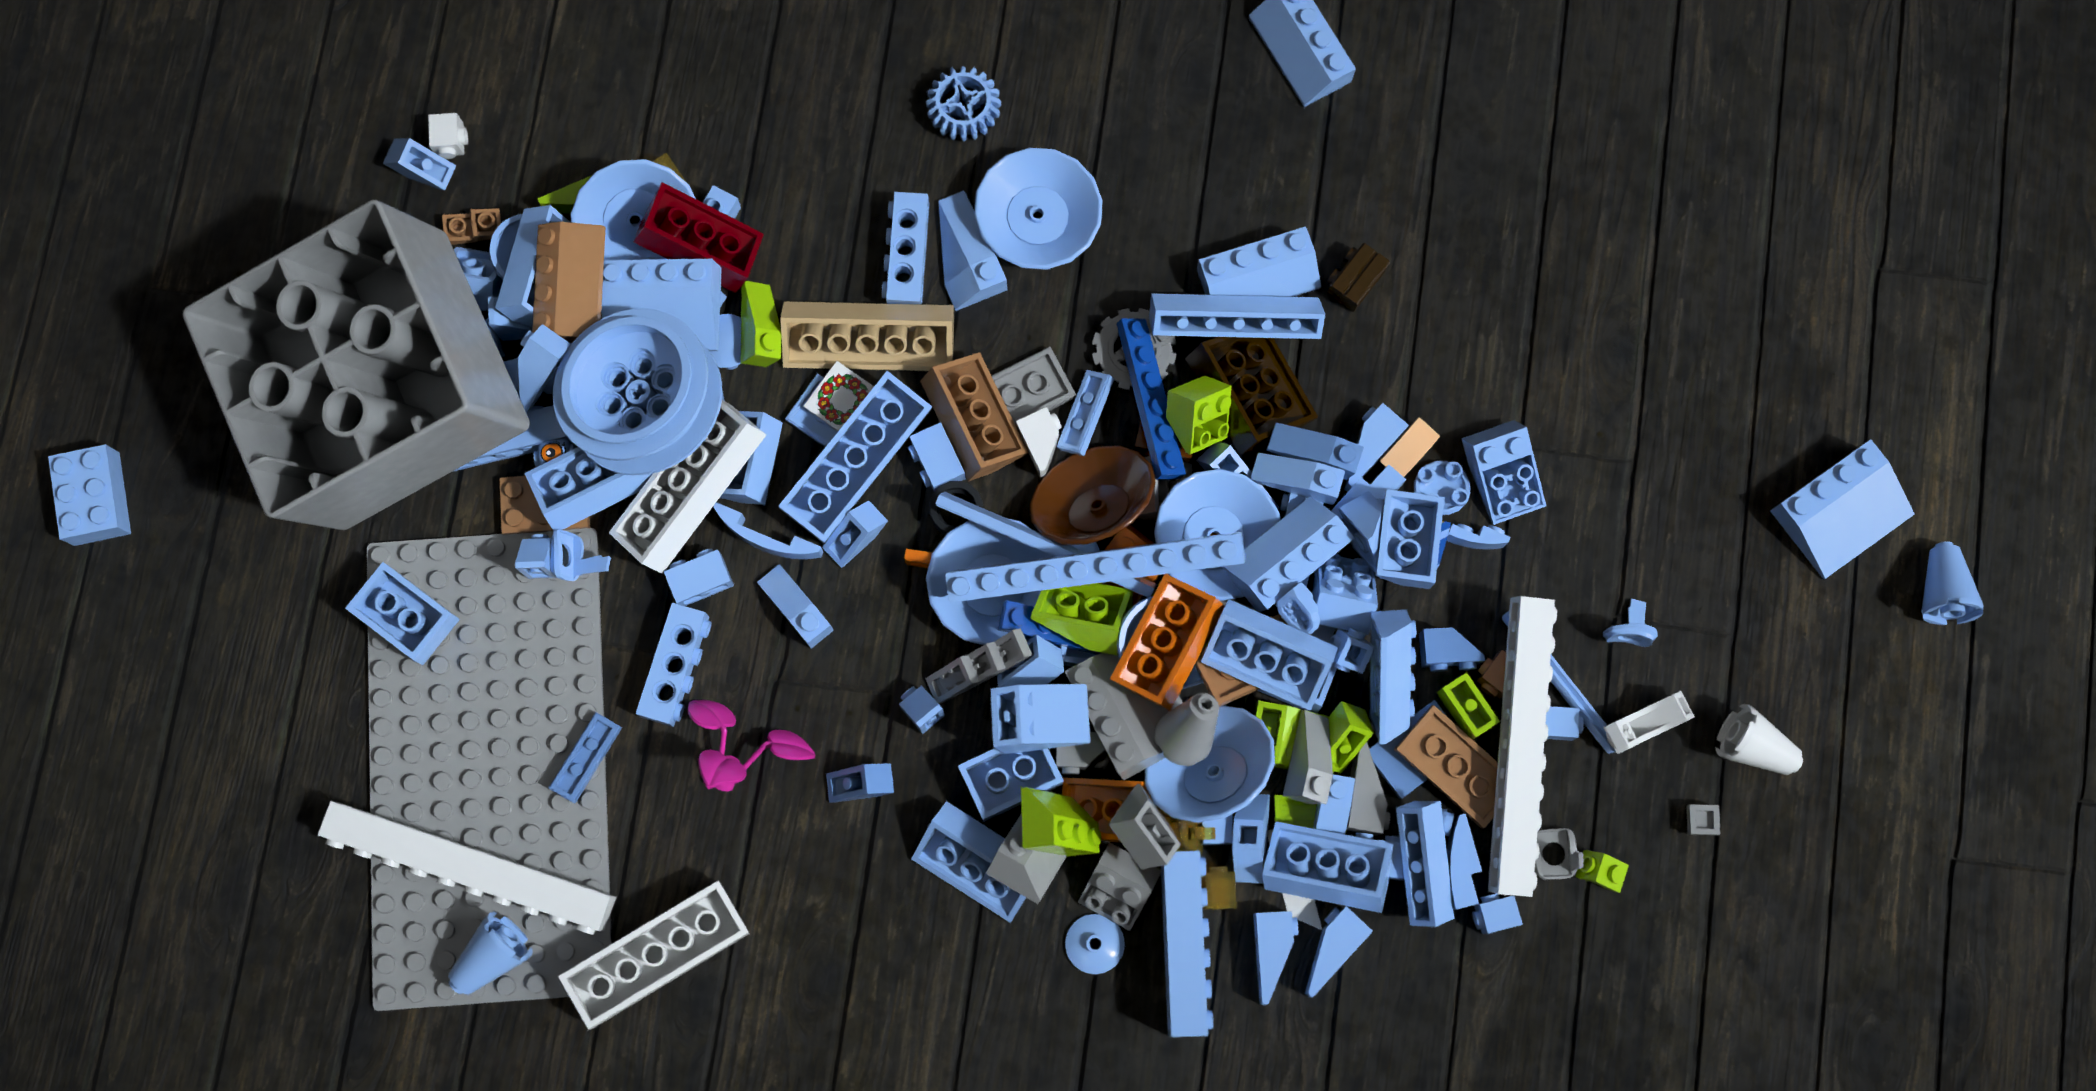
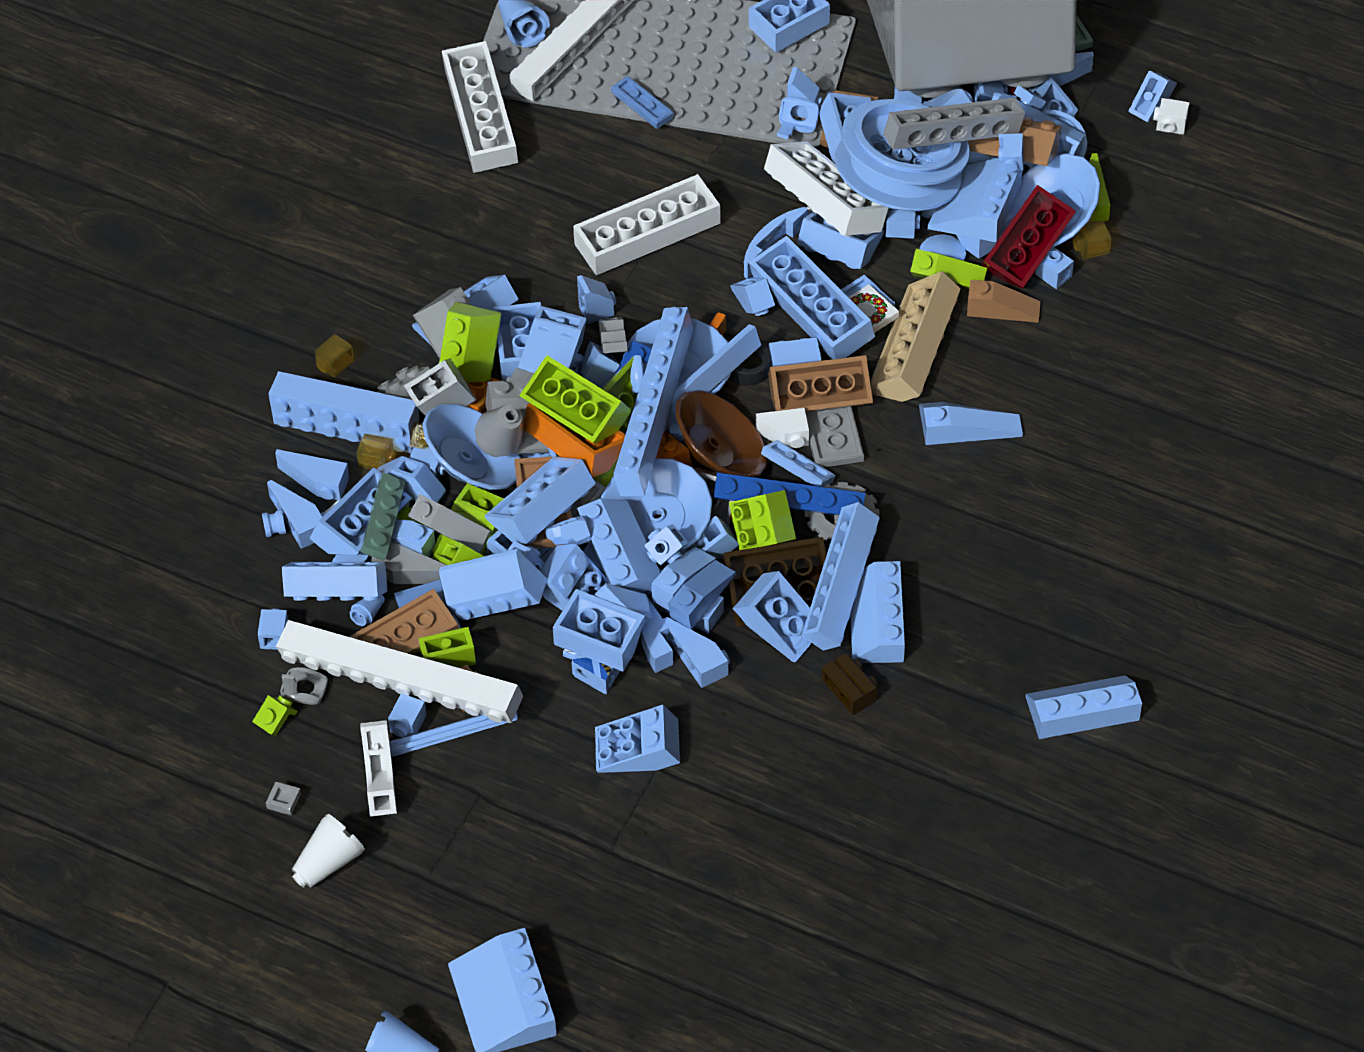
camera: 110 degrees right, 25 degrees down
(471, 227) = (1092, 118): medium nougat slope -> none
(488, 281) = (1029, 97): none -> light blue plate
(602, 324) = (953, 123): none -> light grey brick
(607, 262) = (1011, 151): none -> light blue brick
(678, 620) = (684, 161): light blue brick -> none
(698, 577) = (753, 194): light blue brick -> none
(725, 771) = (596, 149): dark pink plant -> none
(787, 255) = (999, 302): none -> medium nougat slope
(788, 685) = (646, 224): none -> white brick
(795, 606) = (706, 246): light blue slope -> none
(860, 782) = (555, 256): medium blue slope -> none
(914, 208) = (979, 379): light blue brick -> none
(983, 94) = (1111, 438): light blue gear -> none
(1041, 183) = (988, 449): light blue dish -> none
(1072, 593) = (637, 373): none -> light blue hand
(1085, 957) = (364, 377): light blue dish -> none
(1094, 995) = (334, 356): none -> clear yellow brick
(1143, 647) = (575, 401): none -> lime slope
(1277, 499) = (665, 545): none -> light blue brick
(1304, 372) = (776, 614): none -> light blue slope
(1328, 836) = (383, 516): none -> sand green plate
(1356, 971) = (273, 523): none -> light blue wheel
(1410, 447) = (683, 679): light nougat slope -> none
(1444, 480) = (640, 693): light blue dish -> none
(1447, 648) = (502, 654): medium blue slope -> none
(1462, 863) = (323, 614): light blue slope -> none
(1486, 538) = (584, 709): light blue slope -> none
(1636, 631) = (458, 789): light blue piece -> none

